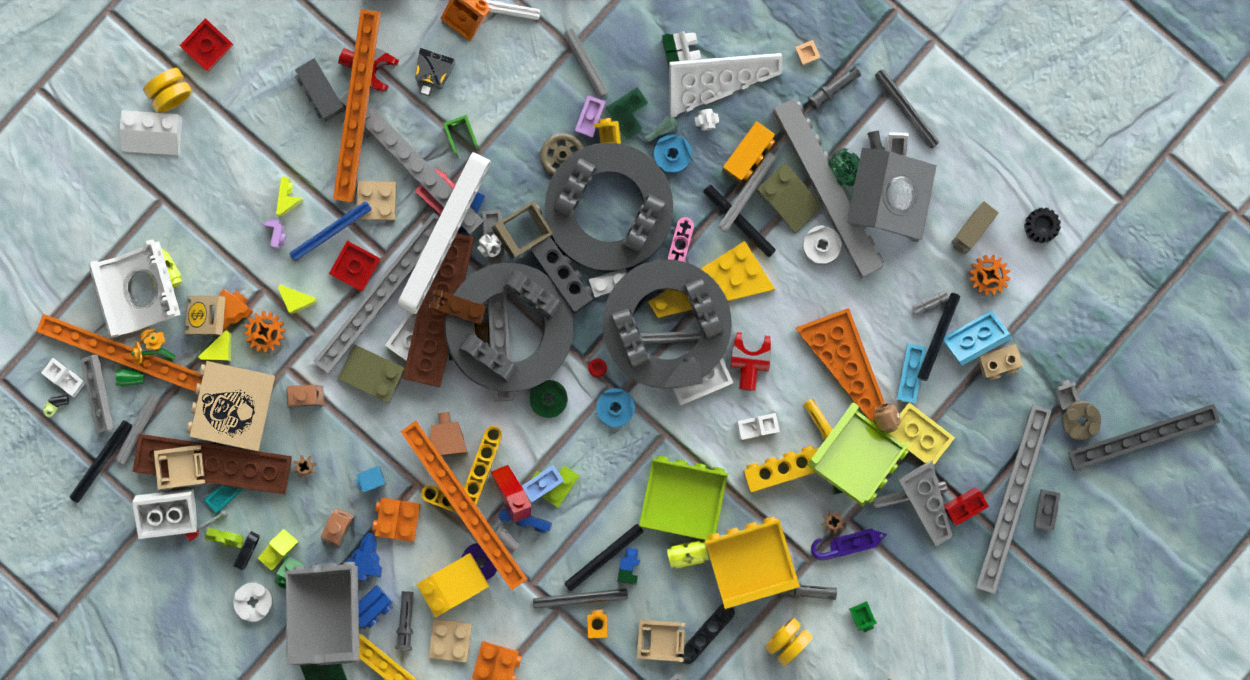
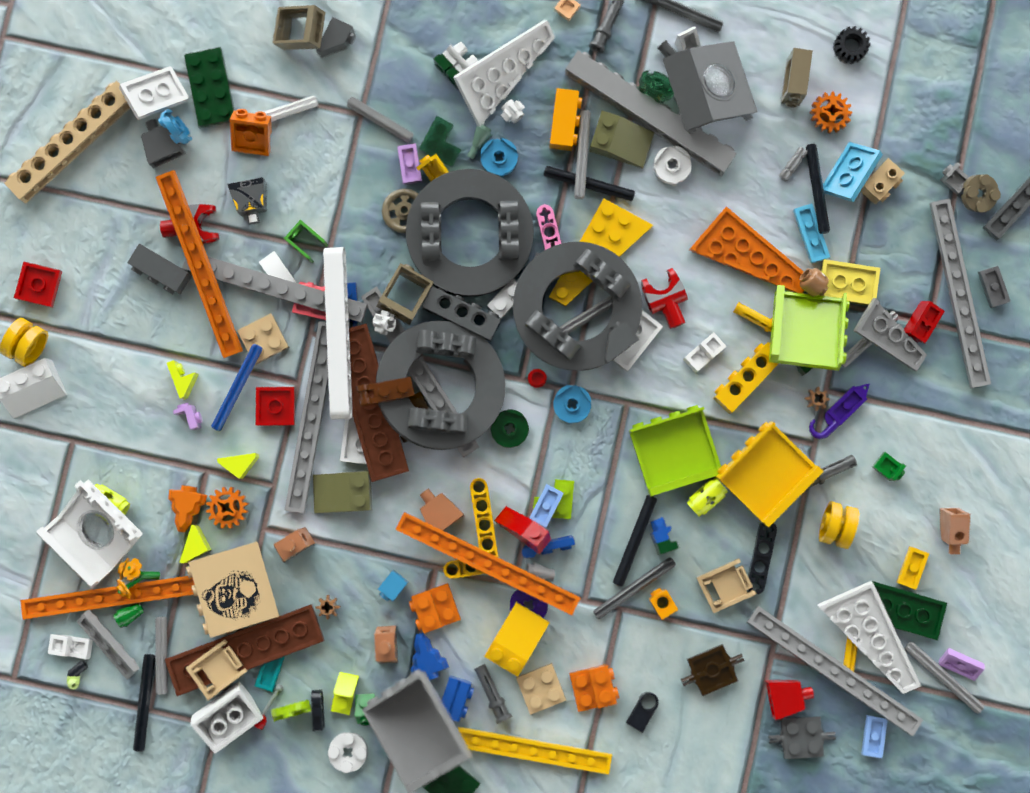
camera: 25 degrees left, 0 degrees up
(200, 312) = (161, 525): tan container -> none
(422, 145) = (274, 266): none -> white slope

